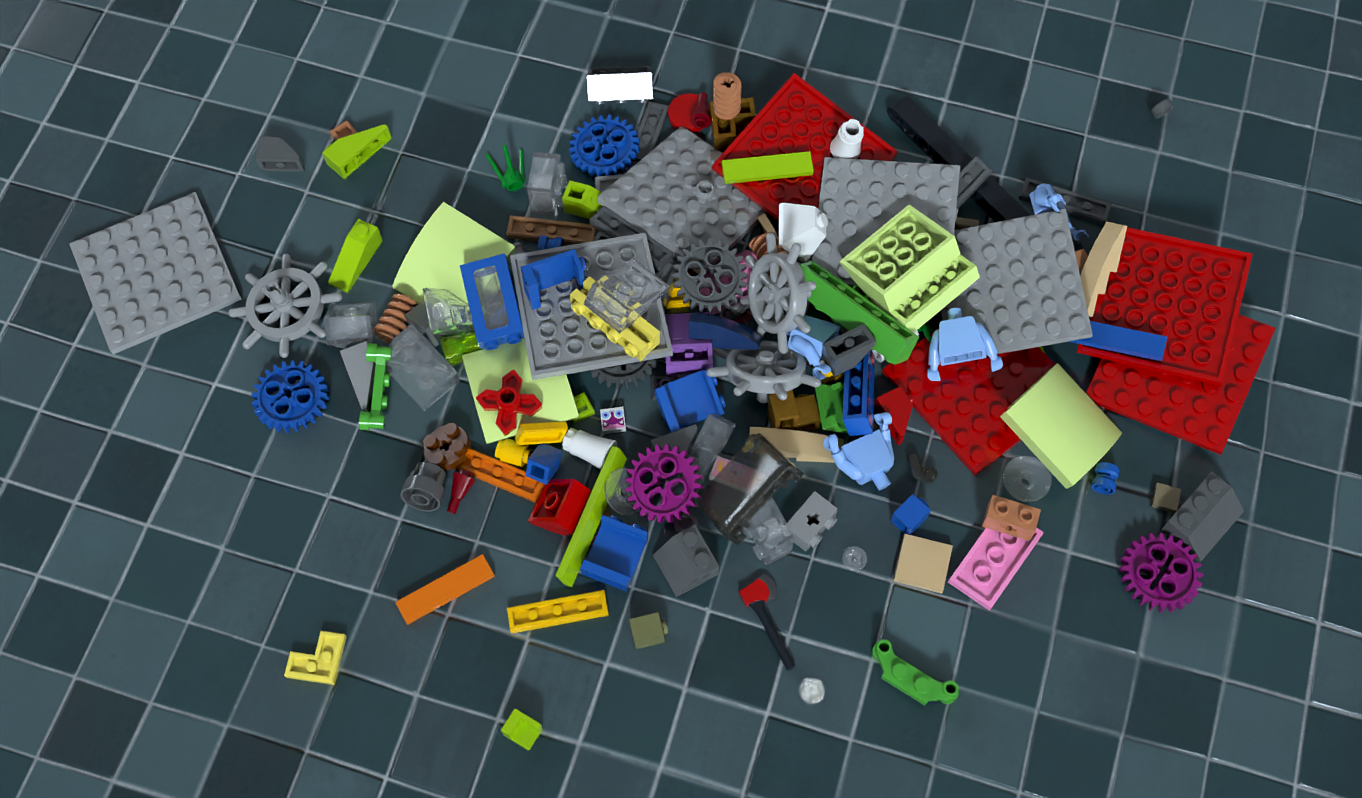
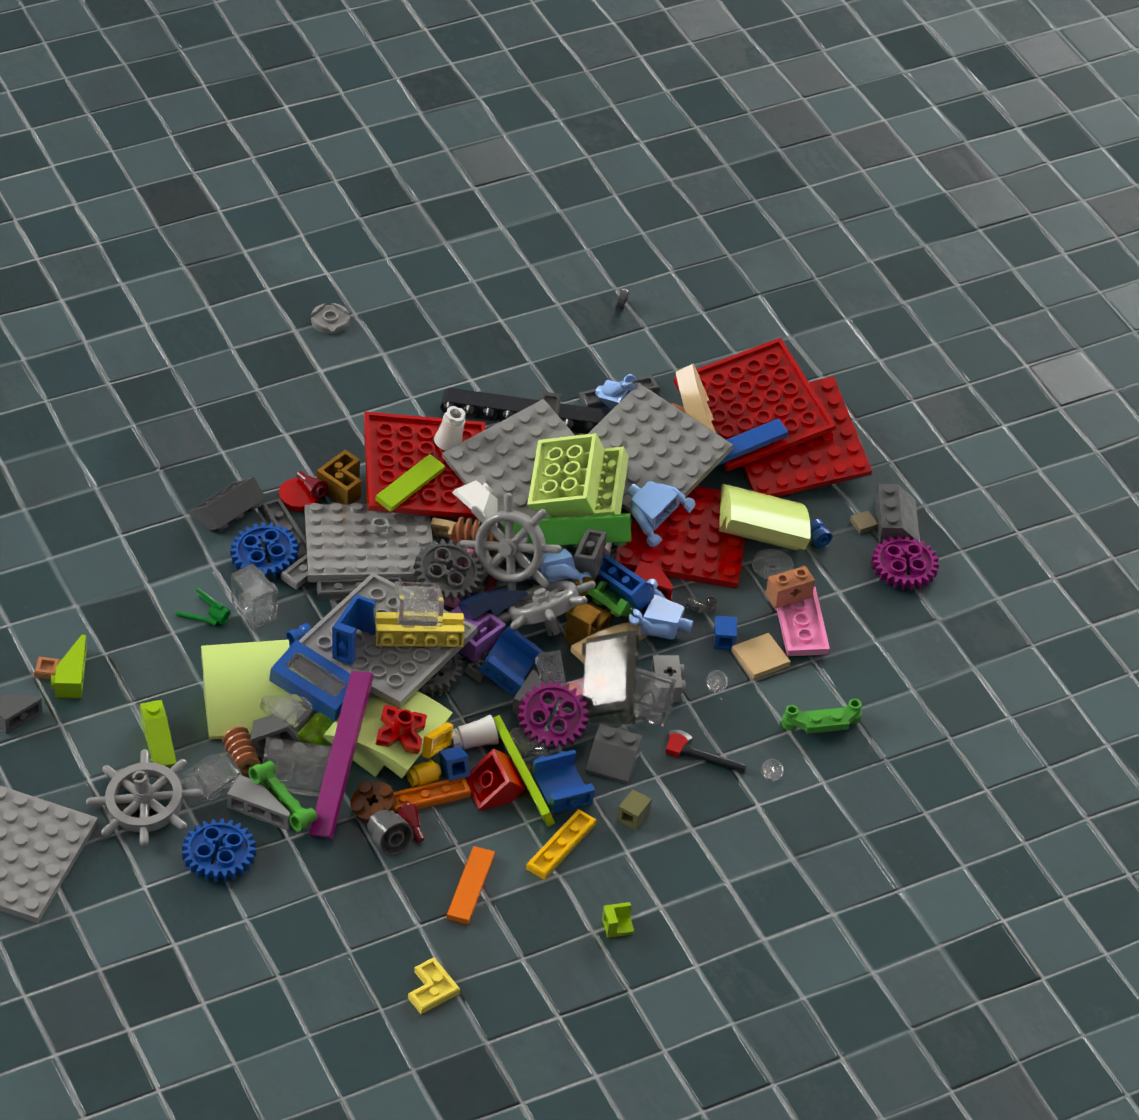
camera: 50 degrees left, 20 degrees down
(450, 386) = (341, 754): none -> magenta tile
(531, 228) = (278, 630): medium nougat tile -> none
(581, 200) = (295, 591): lime slope -> none
(613, 420) = (467, 711): tile -> none
(687, 521) = (587, 738): dark grey tile -> none
(726, 95) = (334, 453): nougat piece -> none

